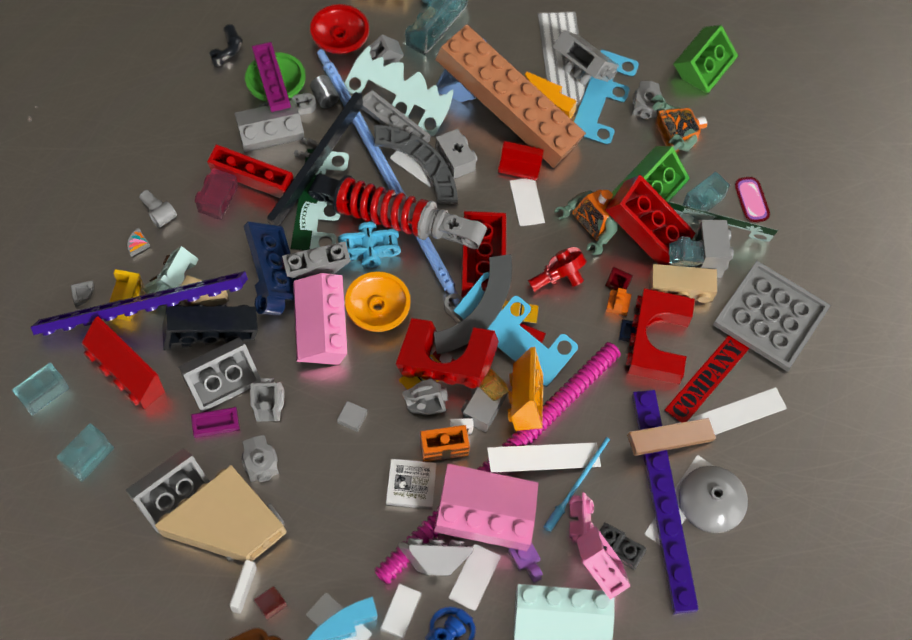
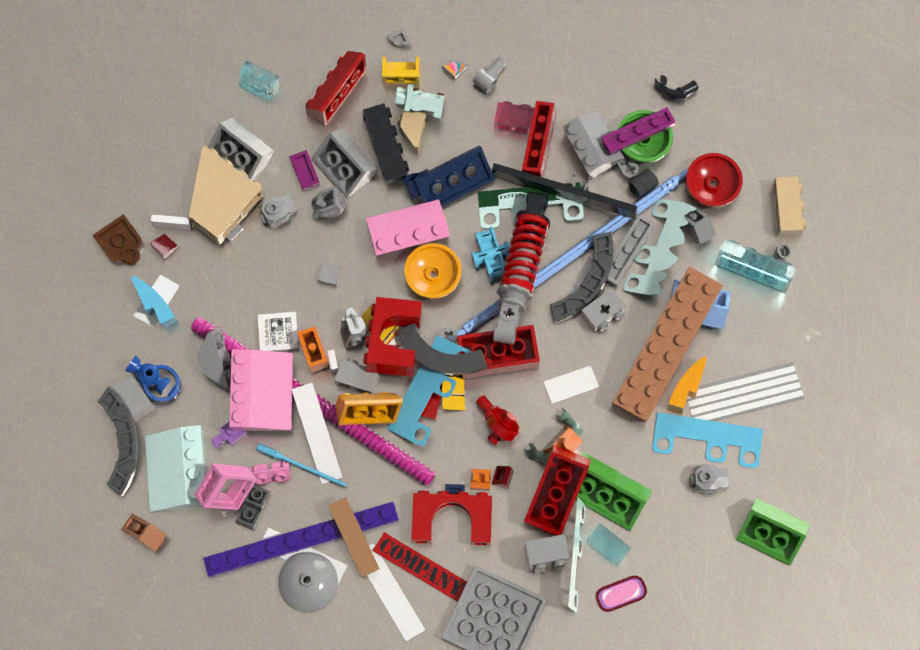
camera: 85 degrees right, 10 degrees up
(40, 389) = (305, 33): clear light blue panel -> none
(148, 302) = (384, 84): dark purple plate -> none
(319, 260) = (461, 212): light grey slope -> none
(401, 611) = (172, 344): white tile -> none
(474, 577) = (207, 396): white sticker -> none
(494, 385) = (367, 377): clear yellow slope -> none
(520, 160) = (608, 370): red panel -> none
(586, 57) = (736, 409): light grey piece -> none
(677, 125) = (681, 511): torso -> none
(684, 281) = (509, 533): tan brick -> none
(686, 252) = (530, 525): clear light blue brick -> none

